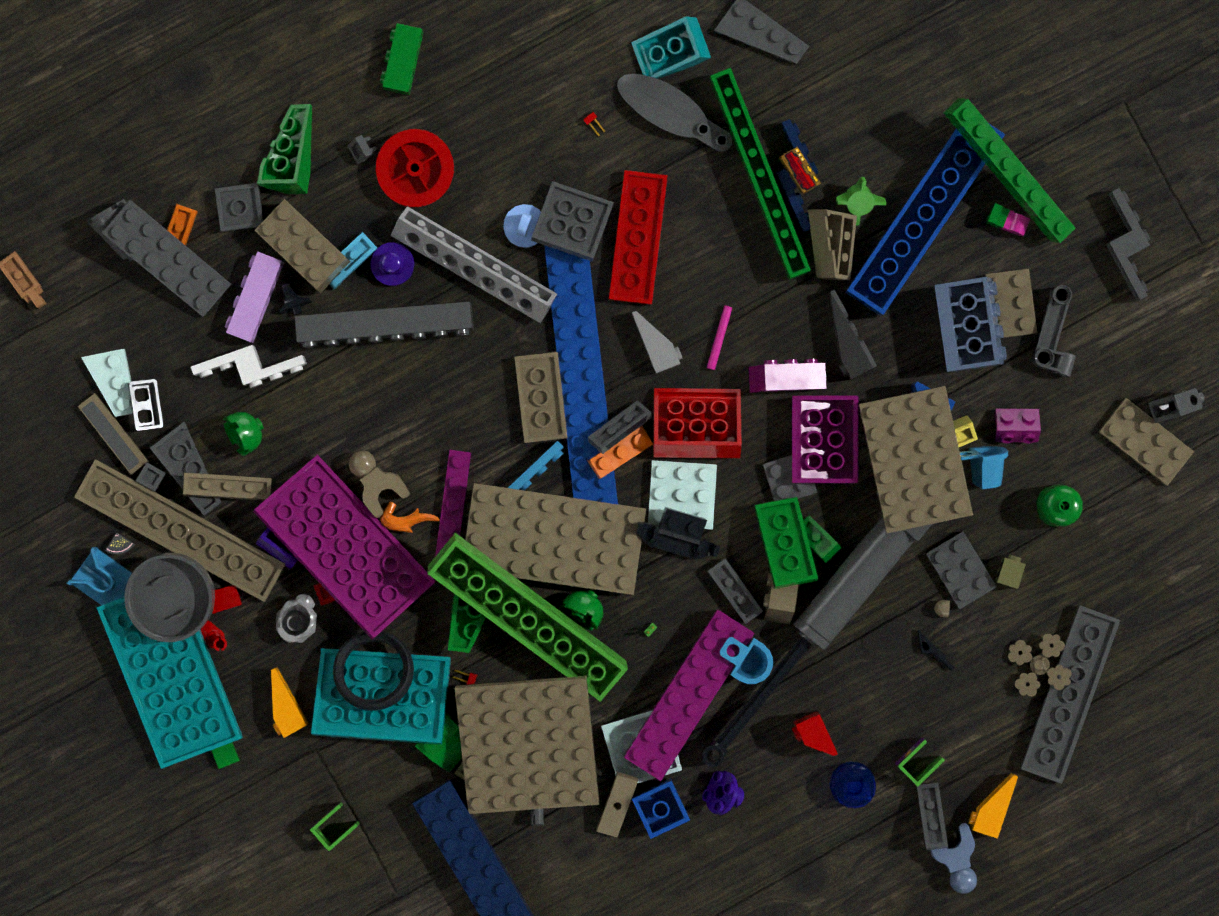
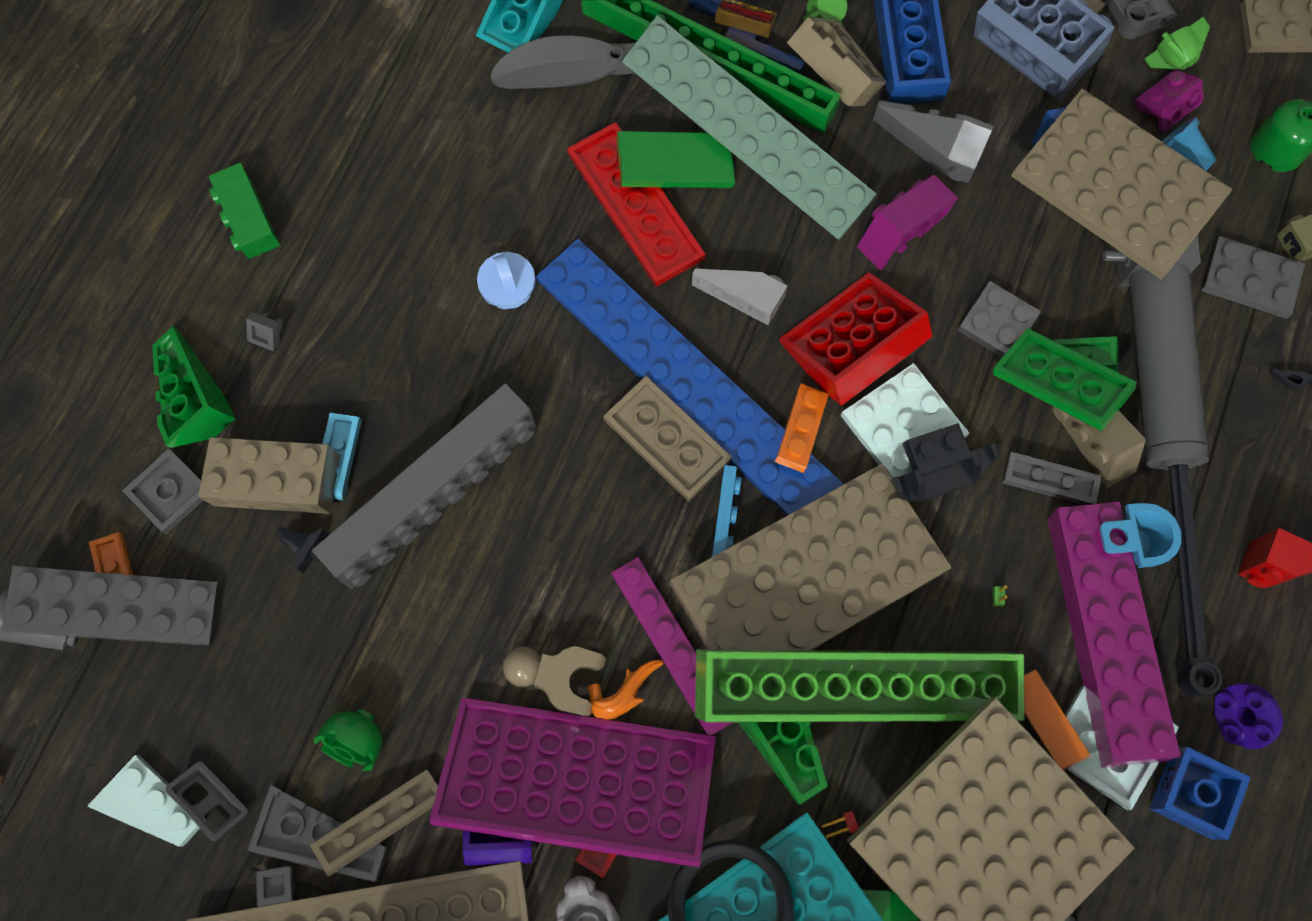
camera: 35 degrees left, 15 degrees down
(113, 433) = (191, 869): tile -> none
(249, 366) = (303, 658): white bracket -> none
(254, 297) = (254, 575): lavender brick -> none
(392, 264) = (390, 423): dark purple plate -> none
(413, 149) = (338, 303): red piece -> none
(473, 264) = (464, 346): light grey brick -> none
(572, 221) = (553, 233): dark grey plate -> none
(583, 608) = (910, 629): green cylinder -> none
(590, 118) = (491, 130): red piece -> none
(613, 814) = (1147, 831): dark tan tile -> none
(616, 712) = (1051, 723): none -> orange tile
(619, 427) = (779, 400): dark grey plate -> none
(682, 229) = (673, 160): none -> green tile
(719, 337) = (802, 239): dark pink bar -> none
(740, 244) = (749, 128): none -> sand green plate
(825, 439) = (1005, 246): magenta slope -> none
(942, 608) = (1276, 326): dark tan hinge -> none
(1048, 401) = (1181, 47): none -> bright green piece

